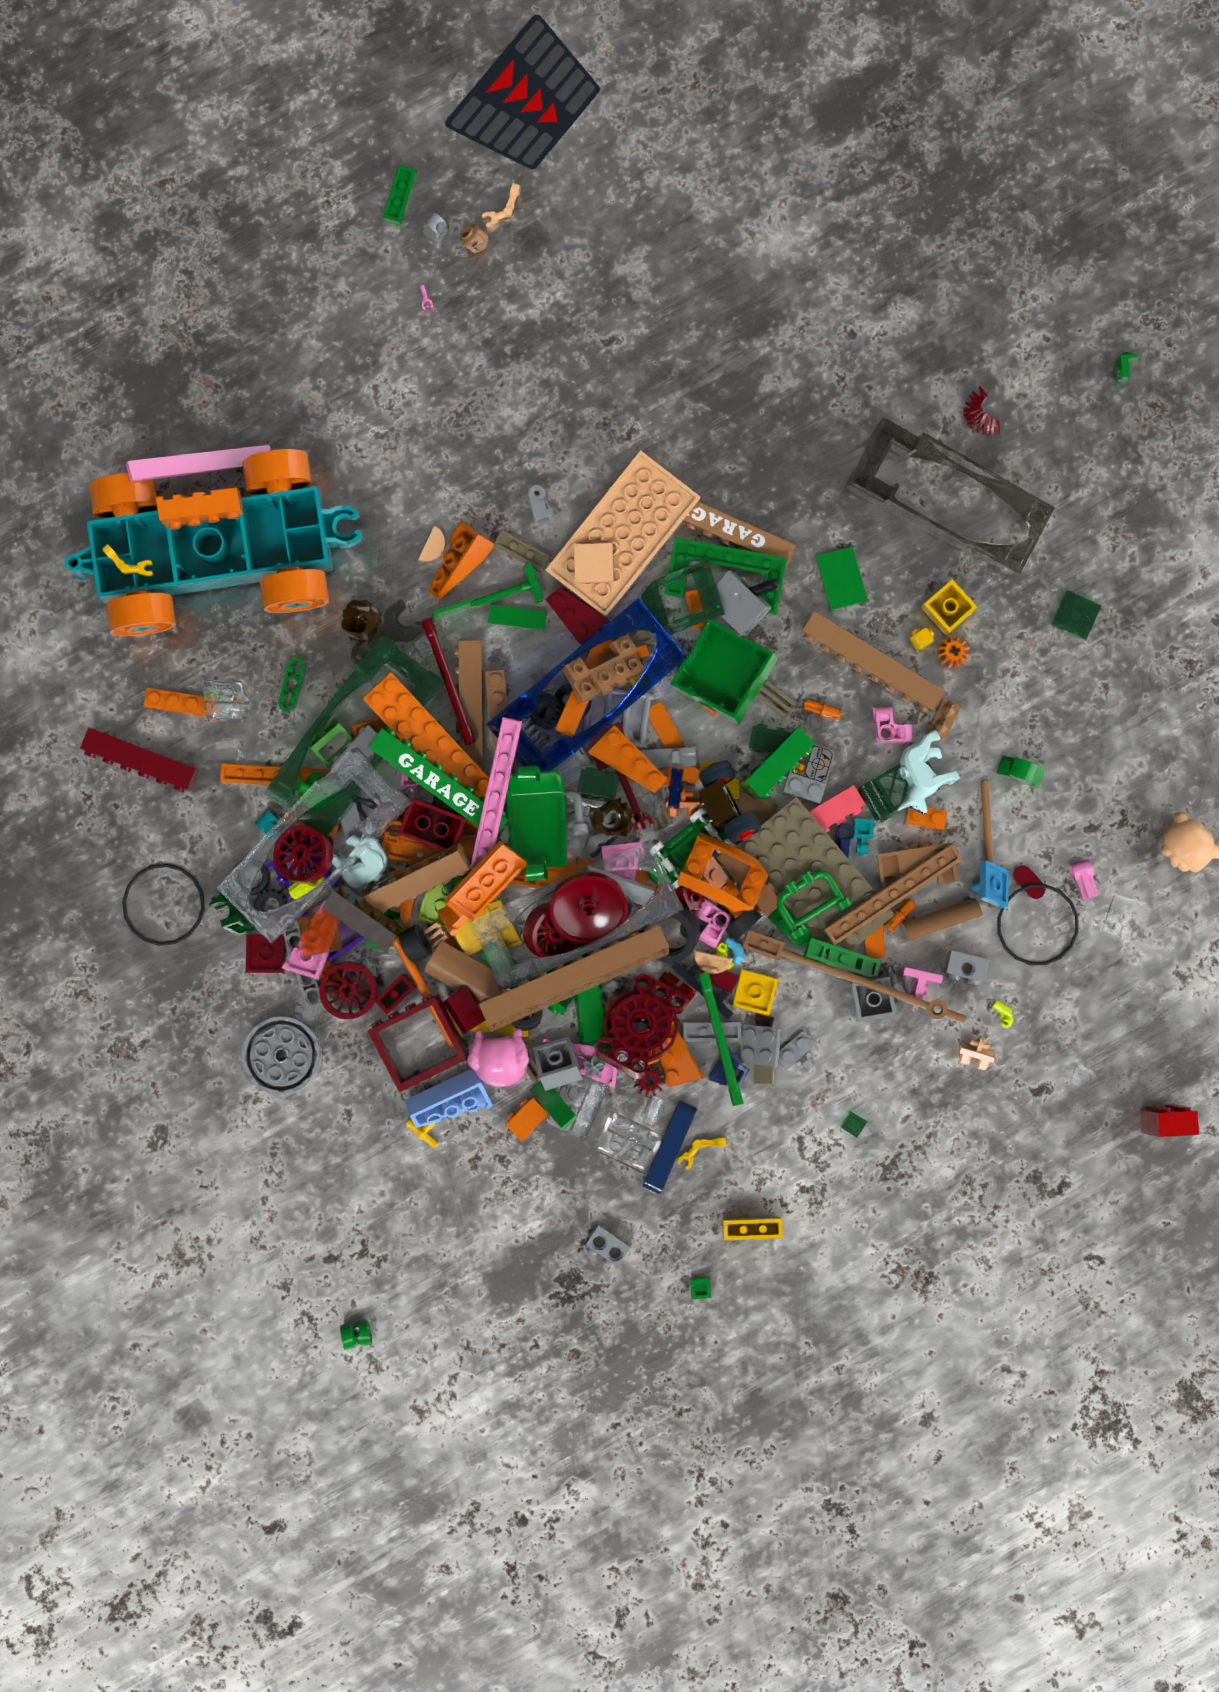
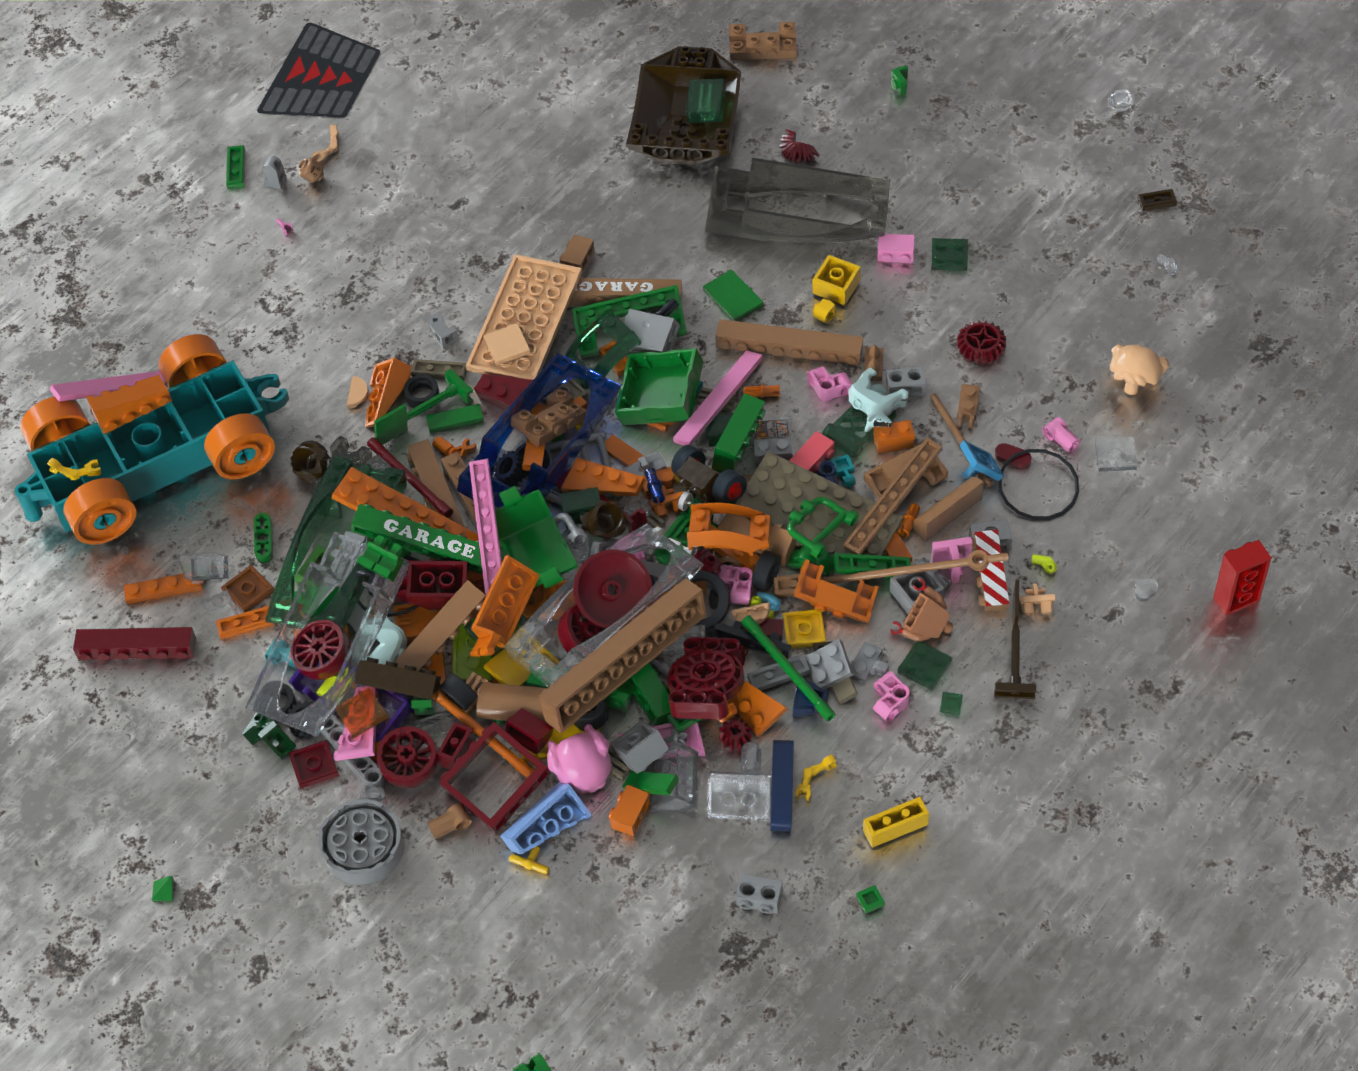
camera: 15 degrees left, 30 degrees down
(97, 1029) = (163, 889): none -> green slope
(125, 909) = (212, 789): black piece -> none
(261, 737) = (248, 588): none -> dark orange tile
(370, 1064) = (454, 819): none -> medium nougat piece
(390, 809) = (380, 560): none -> green hips
(497, 653) = (447, 448): none -> orange bar
(498, 560) = (420, 381): none -> black tyre
(706, 464) = (578, 252): none -> medium nougat brick
(776, 706) = (718, 398): none -> bright pink tile
(792, 979) = (833, 598): none -> orange bracket
(797, 1106) = (890, 688): none -> bright pink piece
(847, 1075) = (925, 665): none -> clear green plate
(867, 1035) = (926, 617): none -> nougat torso
(892, 289) = (663, 105): none -> dark brown wedge
(910, 320) = (705, 101): none -> clear green brick
(916, 1135) = (1015, 688): none -> dark brown piece
(950, 658) = (856, 311): orange gear -> none
(953, 993) = (992, 579): none -> brick
(963, 762) = (910, 379): none -> light grey brick
(1002, 256) = (762, 45): none -> medium nougat bracket
(1013, 806) = (968, 404): none -> medium nougat hinge
(1021, 770) = (961, 370): green brick -> none
(1025, 589) = (896, 248): none -> bright pink brick
(1050, 735) = (981, 342): none -> dark red gear

